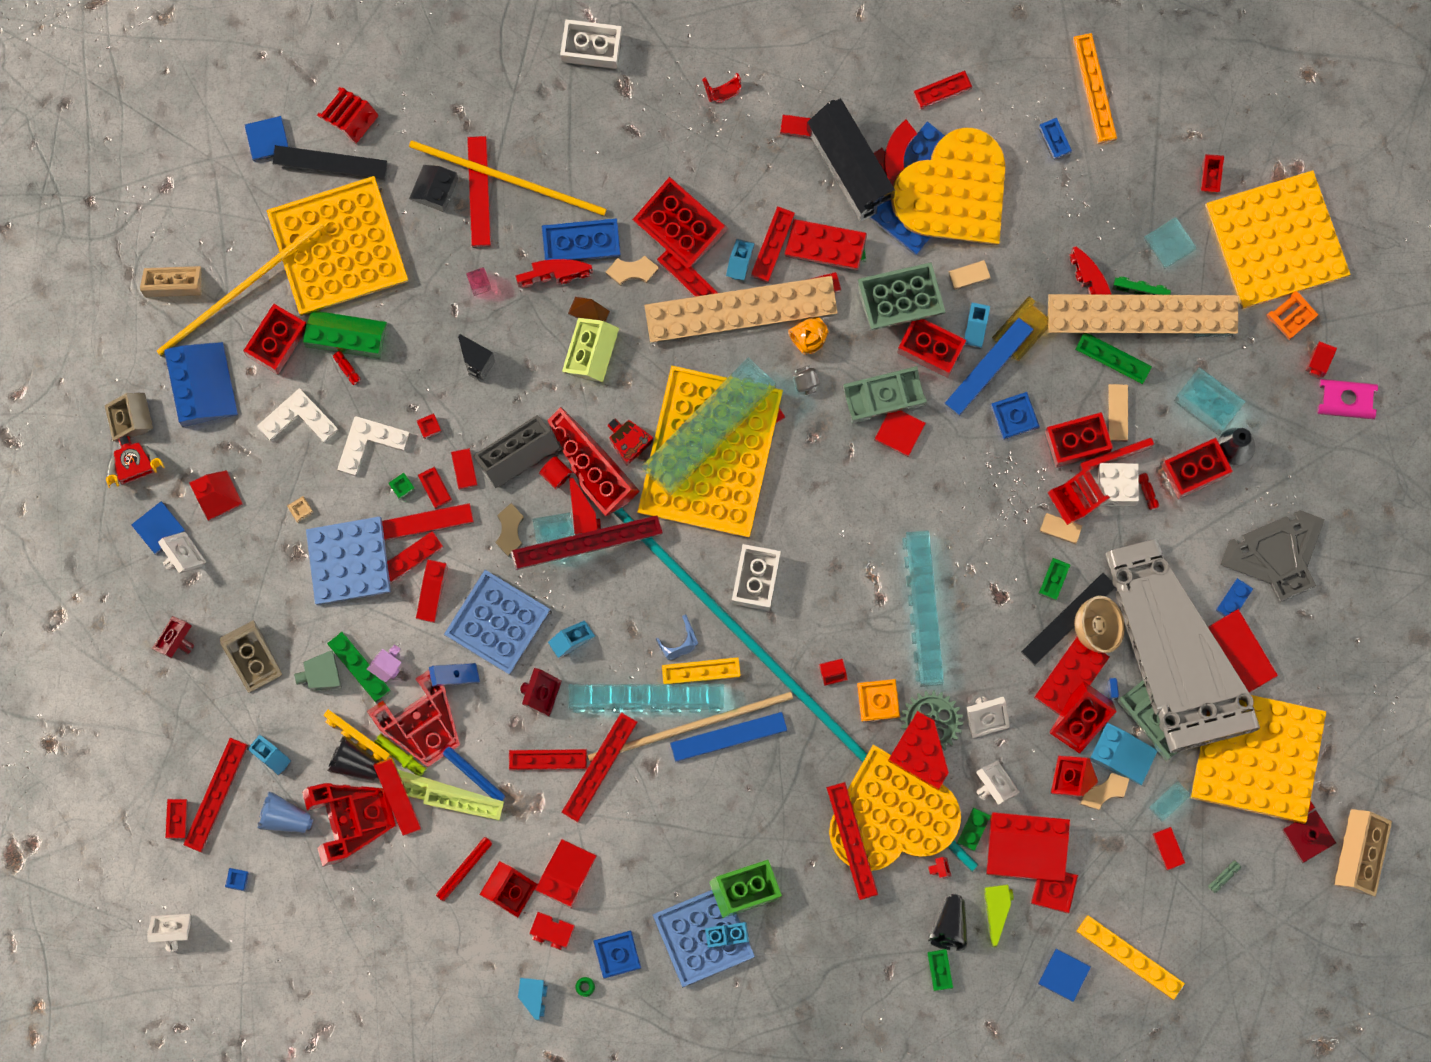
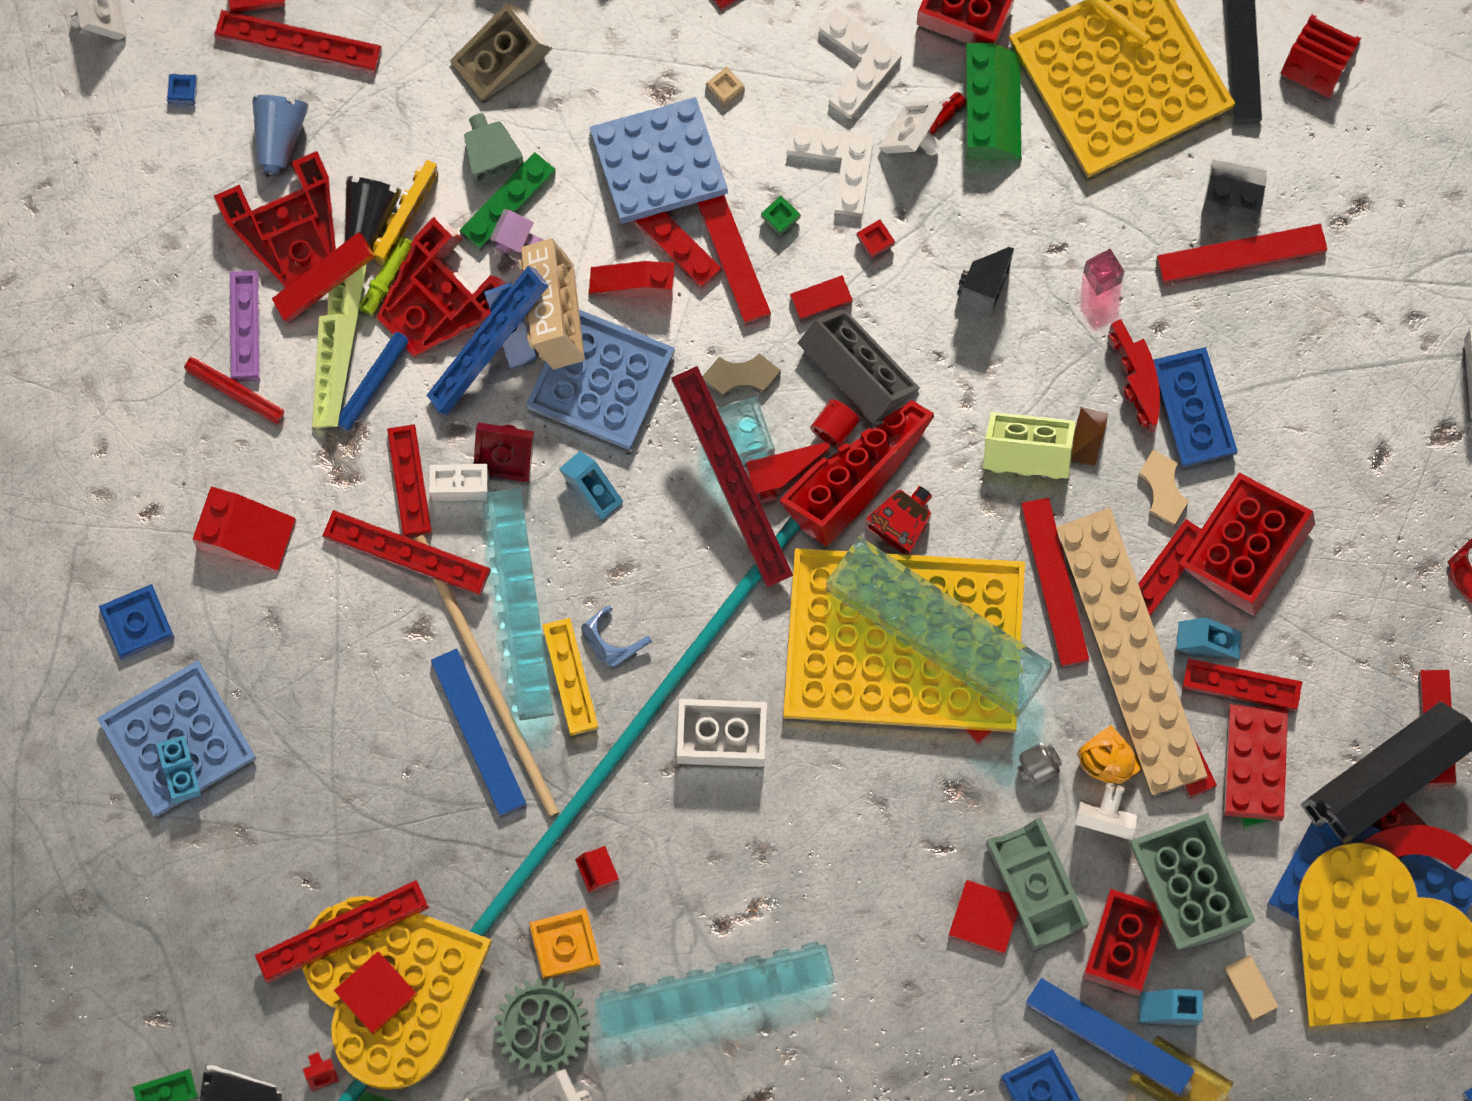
camera: 80 degrees right, 5 degrees down
(269, 754) = (362, 100): dark azure slope -> none
(356, 388) = (912, 129): none -> white tile
(418, 856) = (245, 325): none -> medium lavender tile
(434, 487) = (786, 262): red tile -> none
(444, 644) = (555, 315): none -> tan brick
(465, 689) = (487, 340): none -> blue plate
(508, 178) = (1268, 290): yellow piece -> none
(508, 889) = (210, 453): red slope -> none
(531, 995) = (59, 509): dark azure slope -> none
(555, 933) = (155, 528): red brick -> none
(556, 725) = (459, 482): none -> white hinge
(580, 982) = (77, 577): green plate -> none
(684, 350) = (1054, 582): none -> red tile
(745, 888) = (249, 784): bright green brick -> none
(849, 342) = (1106, 816): none -> white tile
(897, 823) = (375, 992): none -> red tile
(921, 752) = (488, 1012): red plate -> none

